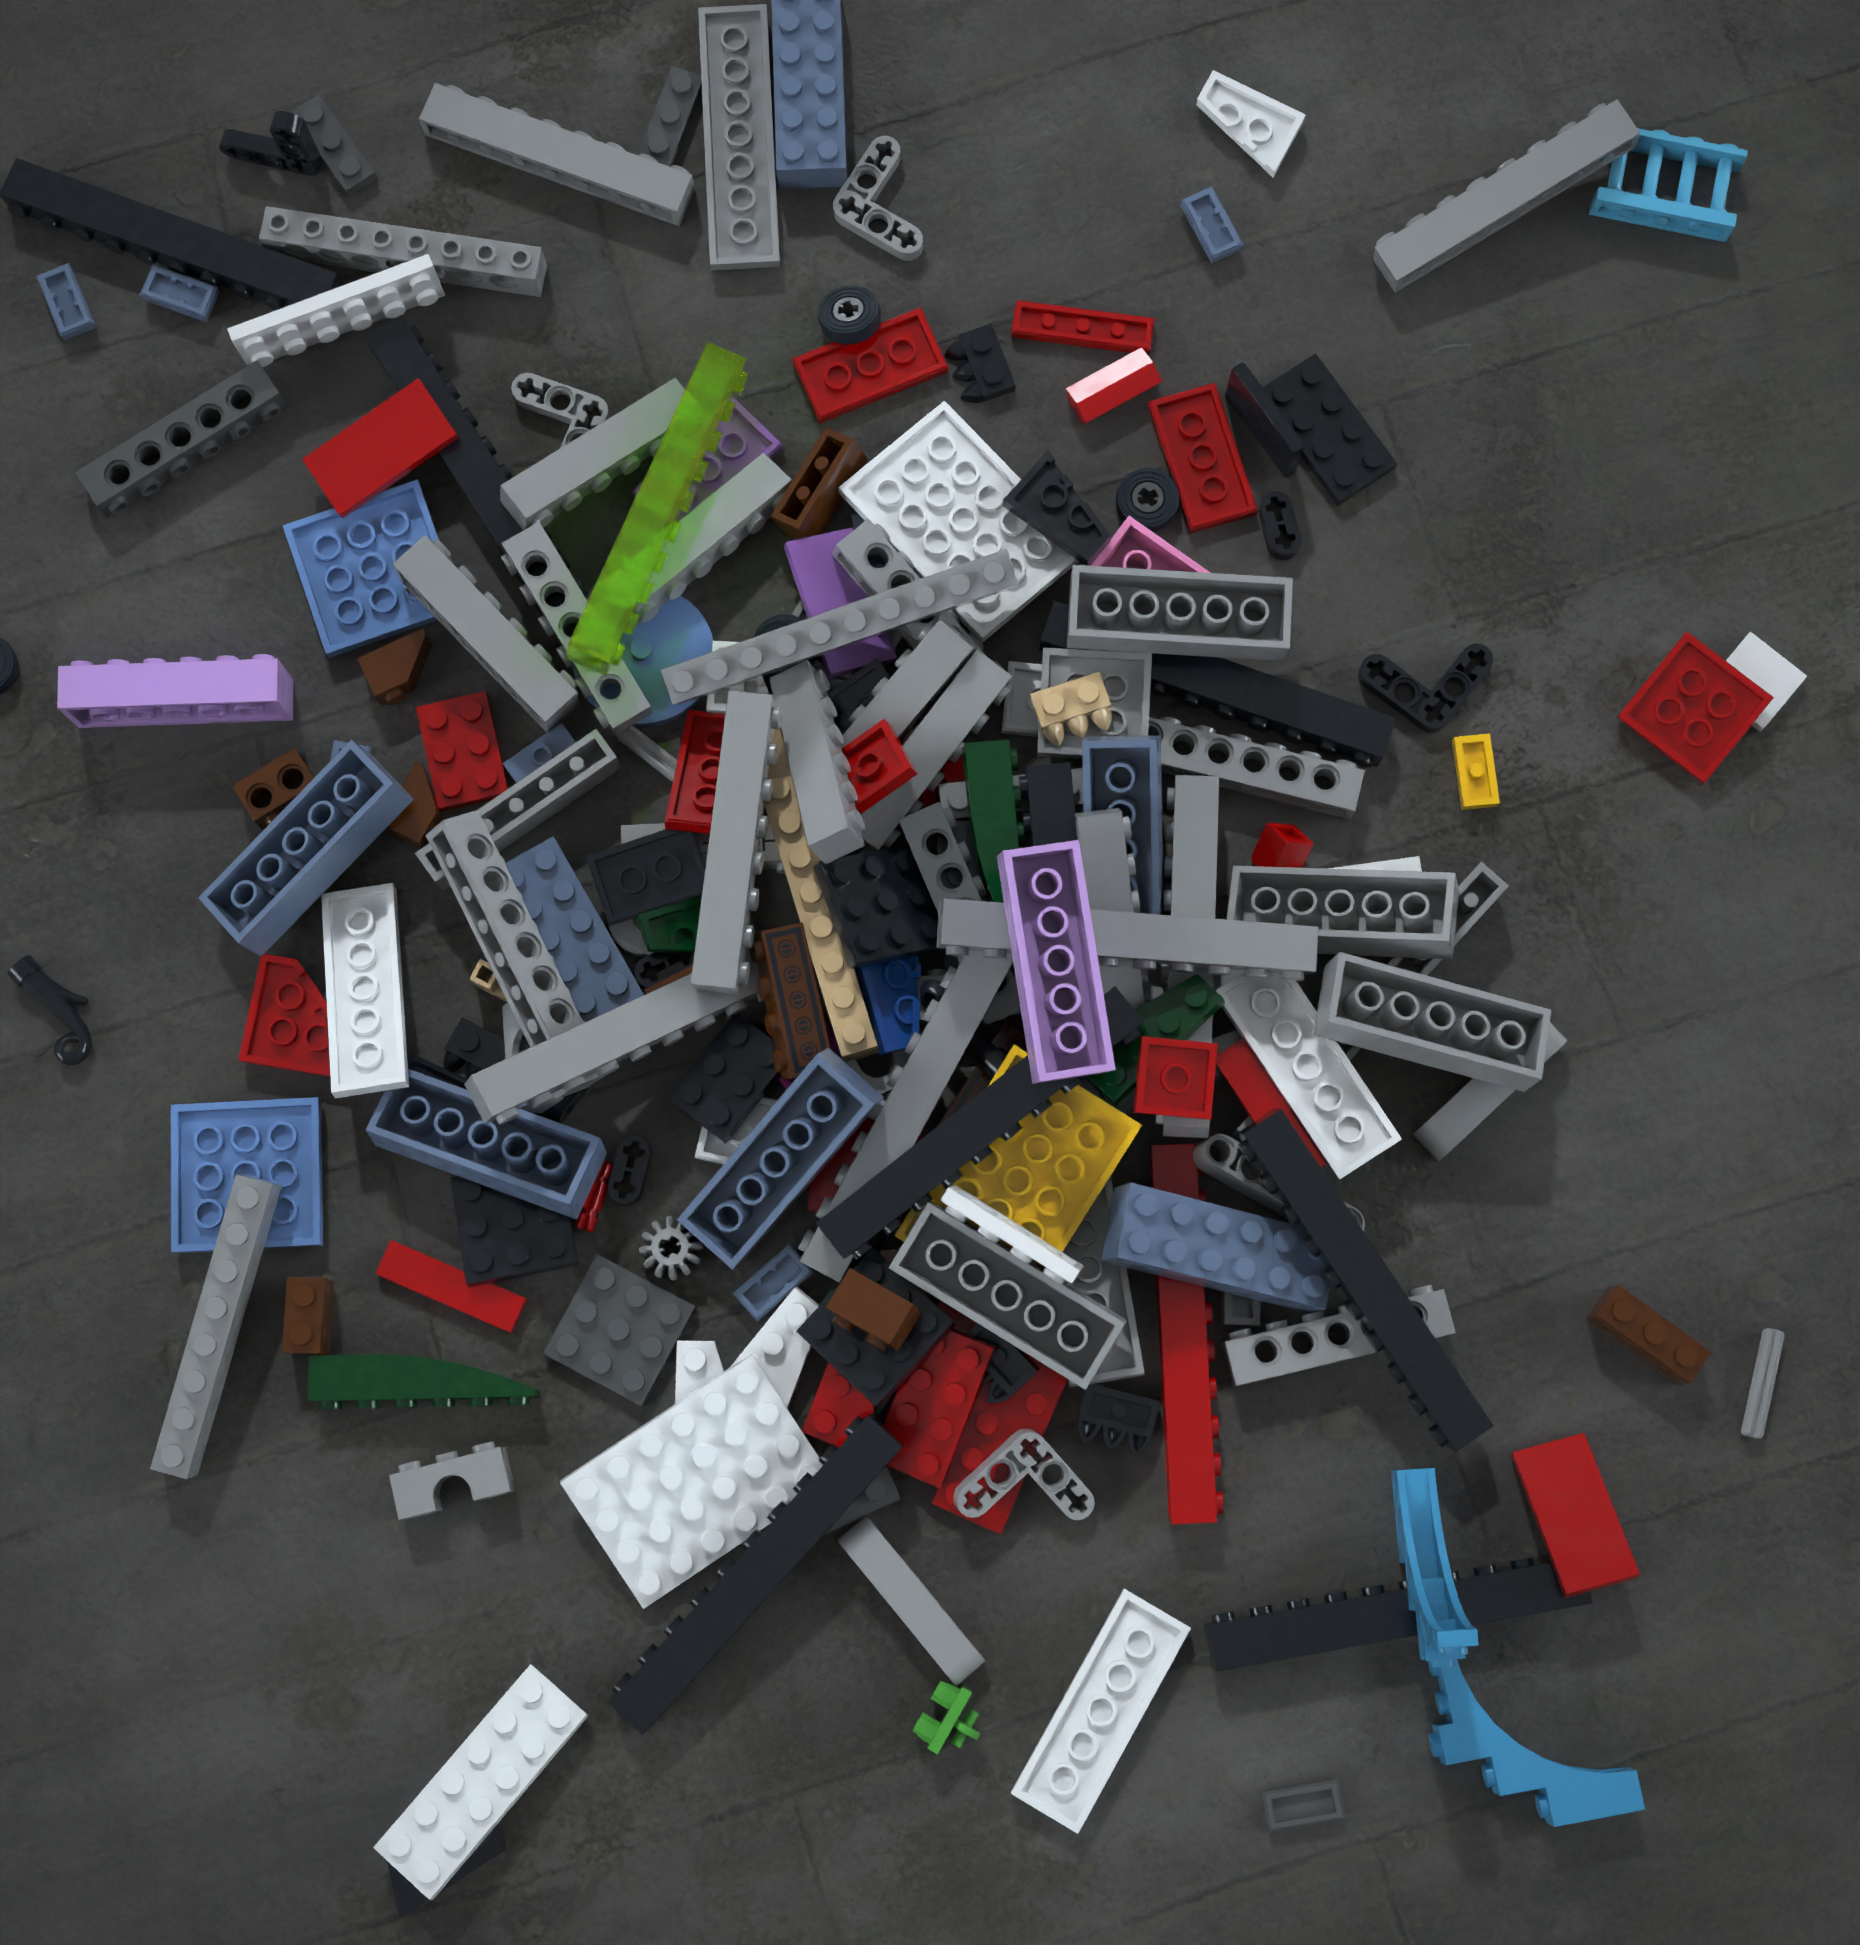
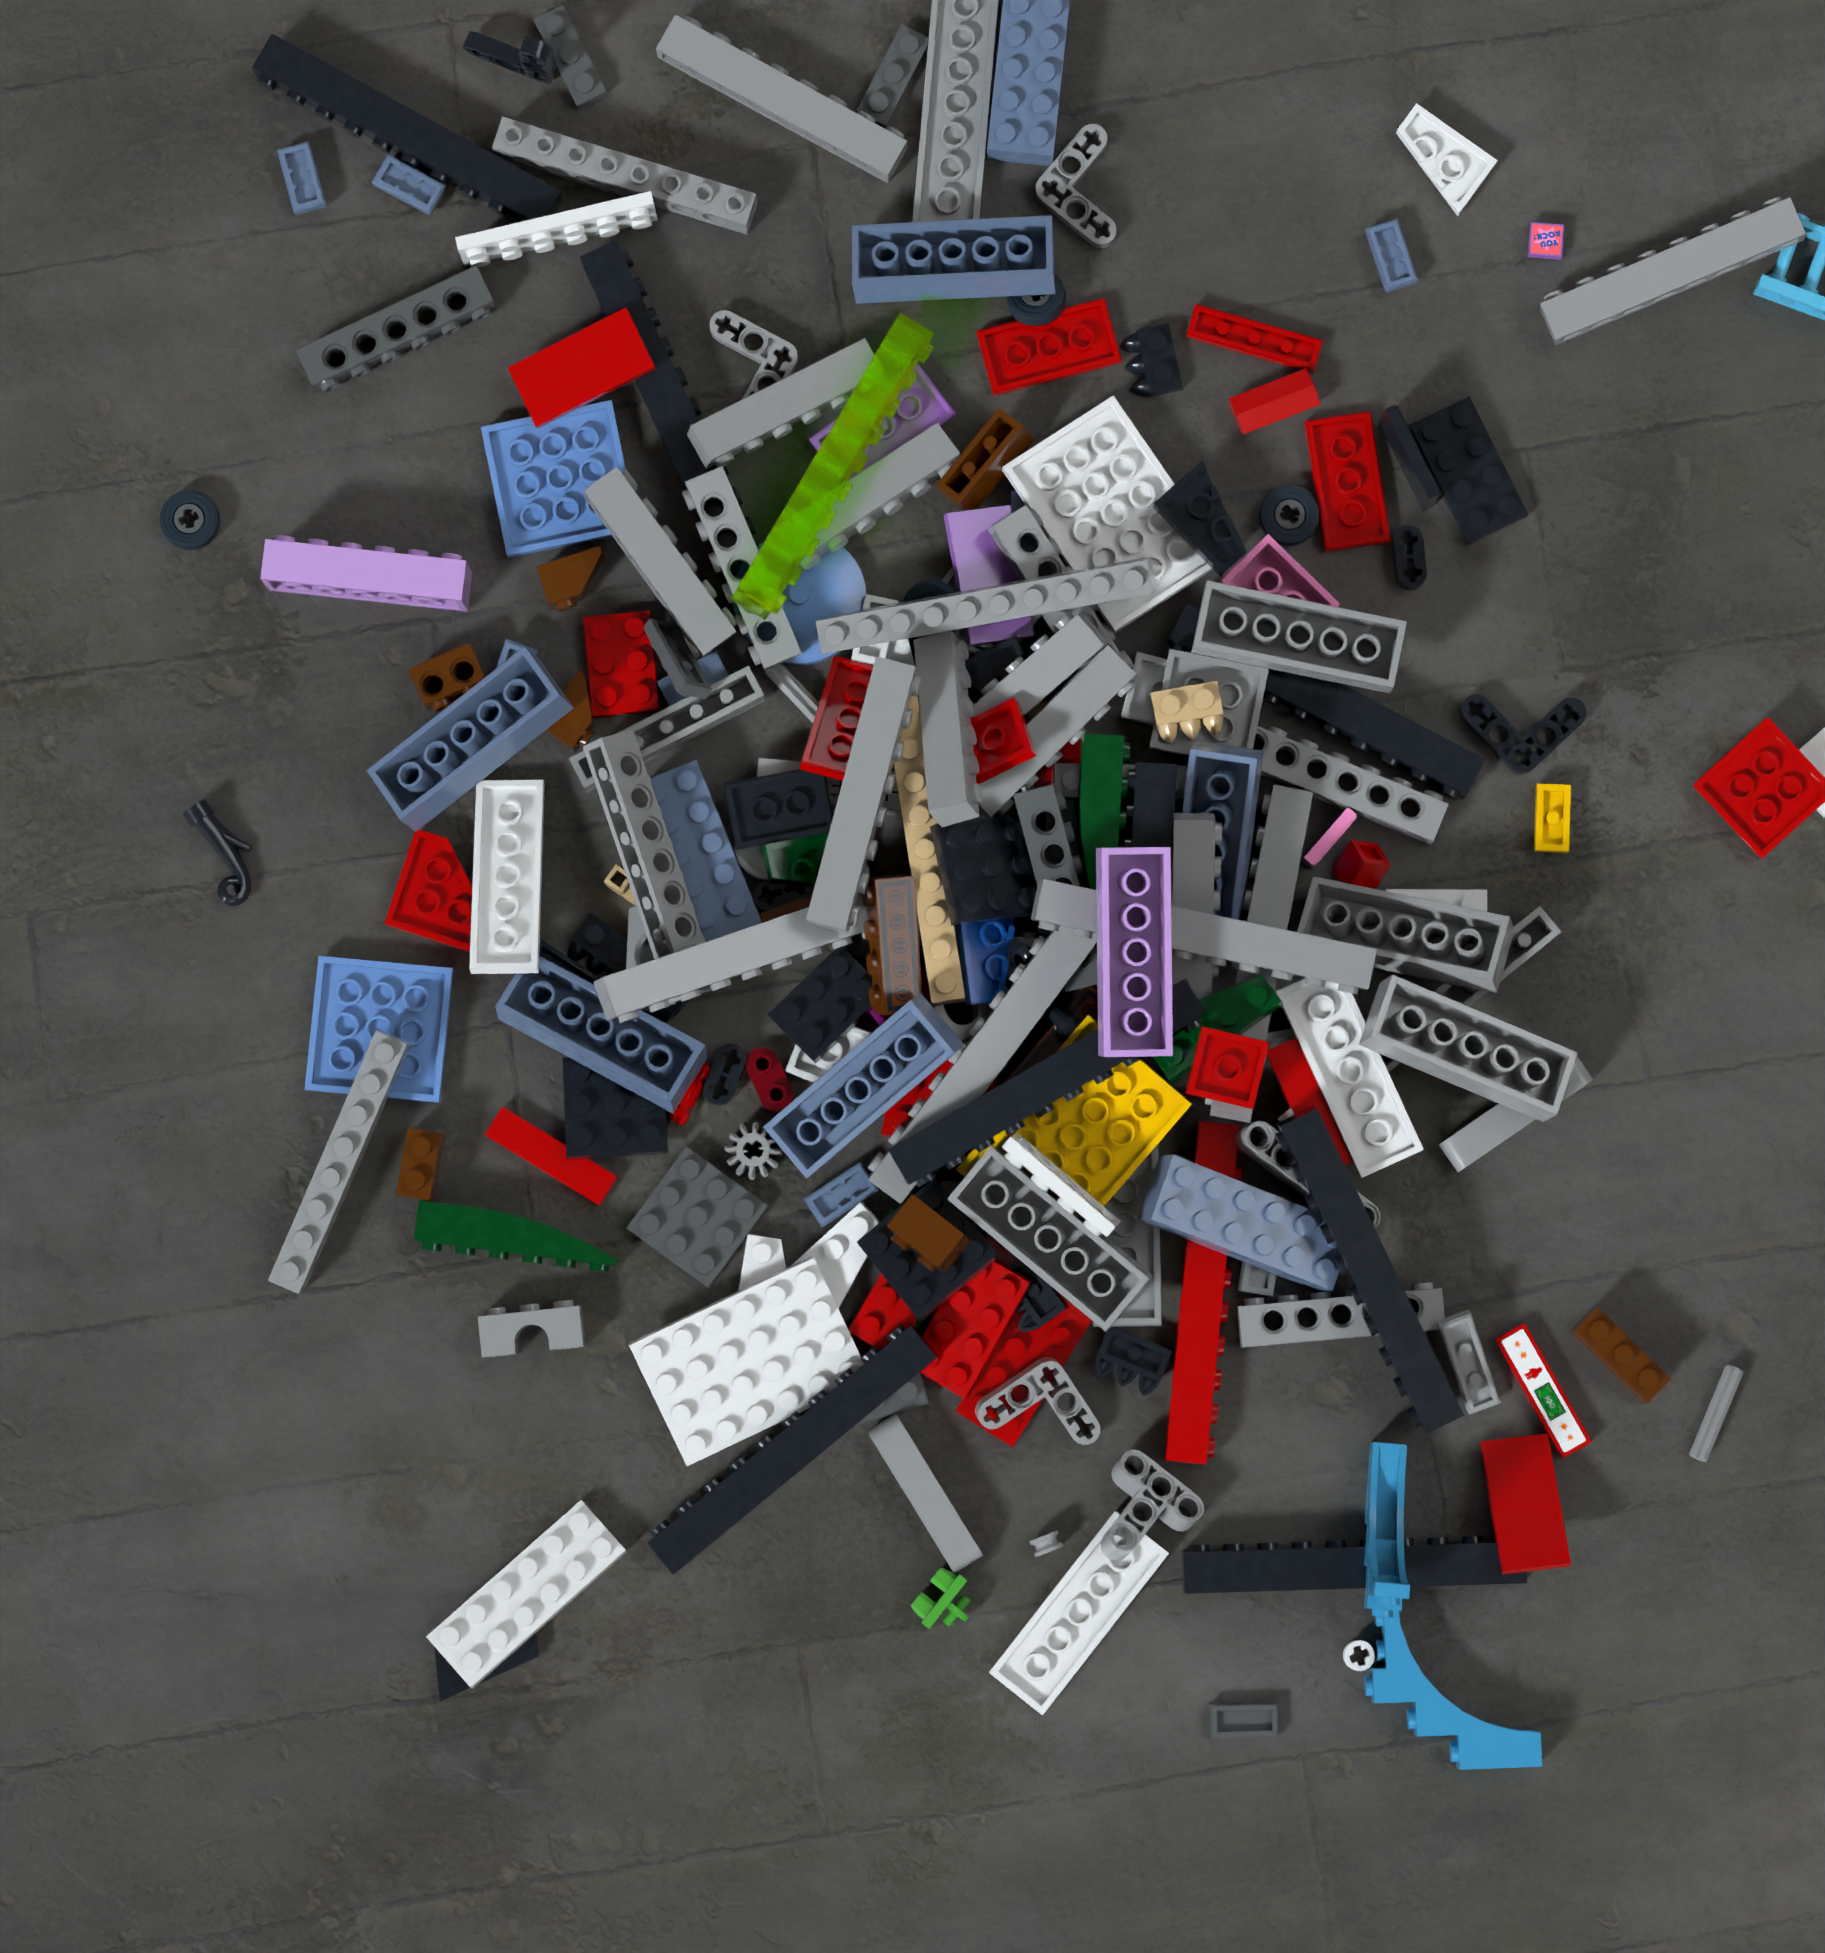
camera: 10 degrees right, 5 degrees up
(519, 733) = (677, 659): none -> dark grey plate
(678, 1168) = (769, 1079): none -> dark red plate
(756, 285) = (953, 259): none -> sand blue brick
(1053, 1637) = (1046, 1543): none -> light grey bush
(1160, 1575) = (1148, 1503): none -> light grey beam
(1243, 825) = (1329, 838): none -> bright pink tile
(1367, 189) = (1545, 240): none -> tile
(1429, 1715) = (1368, 1660): none -> white bush
(1485, 1366) = (1468, 1362): none -> light grey tile
(1570, 1386) = (1543, 1390): none -> tile

